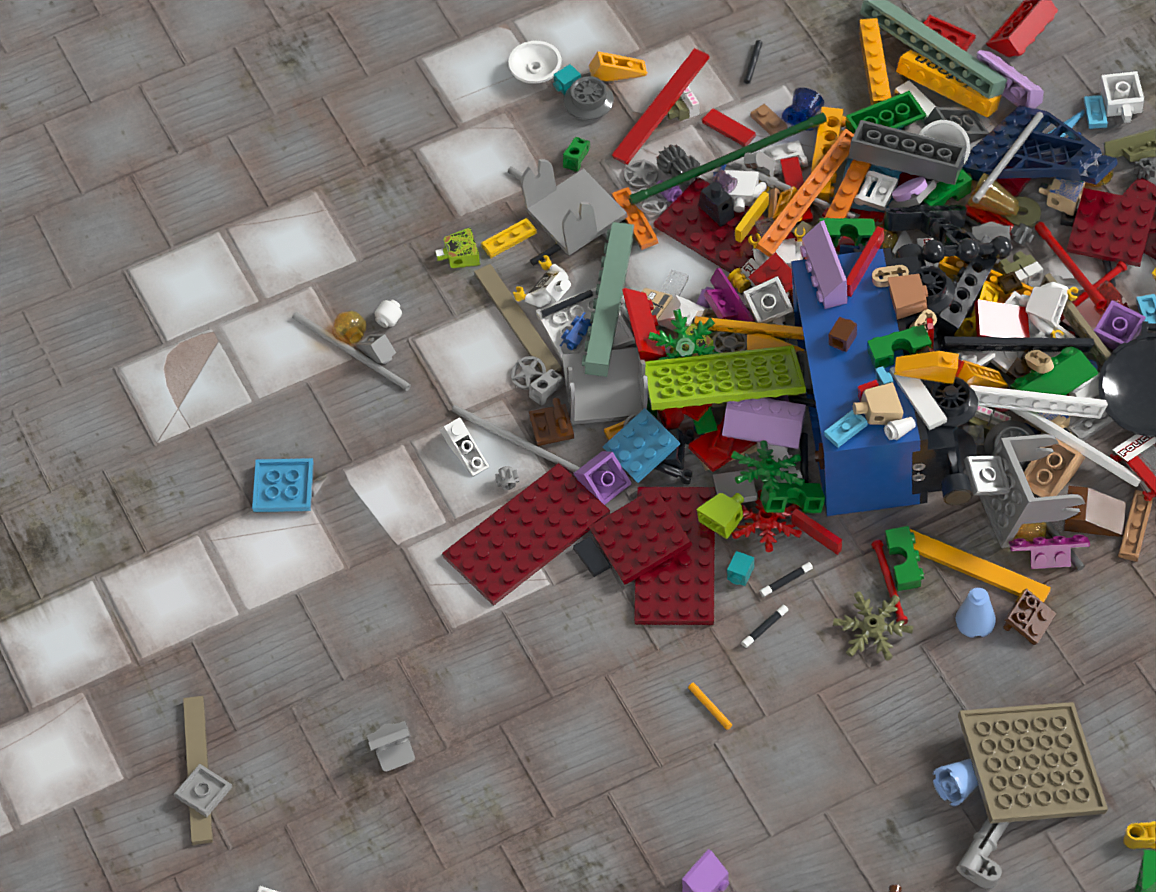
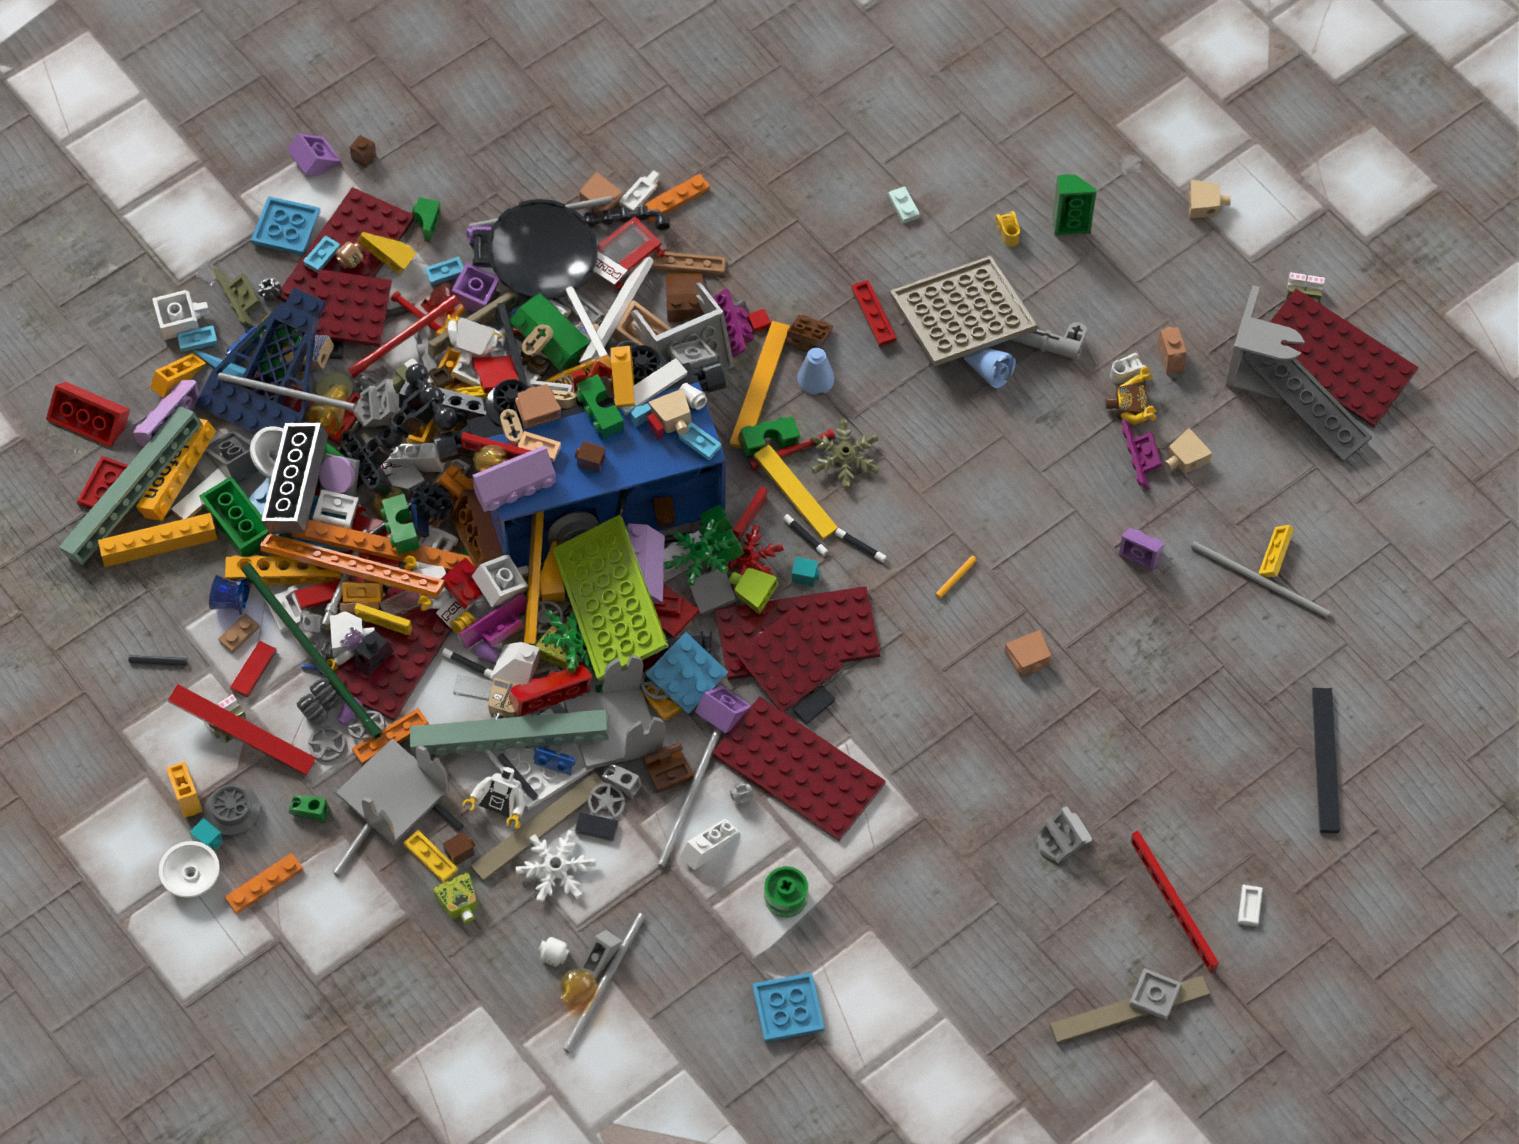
camera: 105 degrees left, 5 degrees up
(296, 829) = (1174, 902): none -> red tile
(395, 497) = (786, 891): none -> green wheel
(471, 325) = (555, 860): none -> white piece
(505, 363) = (596, 826): none -> black tile
(508, 255) = (459, 848): none -> reddish brown brick
(514, 118) = (264, 883): none -> orange plate
(603, 752) = (1028, 653): none -> nougat torso
(700, 285) = (466, 662): none -> black bar
(835, 575) = (795, 492): none -> yellow tile
(849, 251) = (489, 457): none -> clear yellow plant
(863, 294) = (532, 442): none -> light nougat plate
(1047, 683) = (873, 313): none -> red plate
(1055, 577) = (759, 320): none -> red tile
(1056, 93) = (173, 373): none -> light orange slope
(1086, 308) = (460, 310): none -> light orange bar

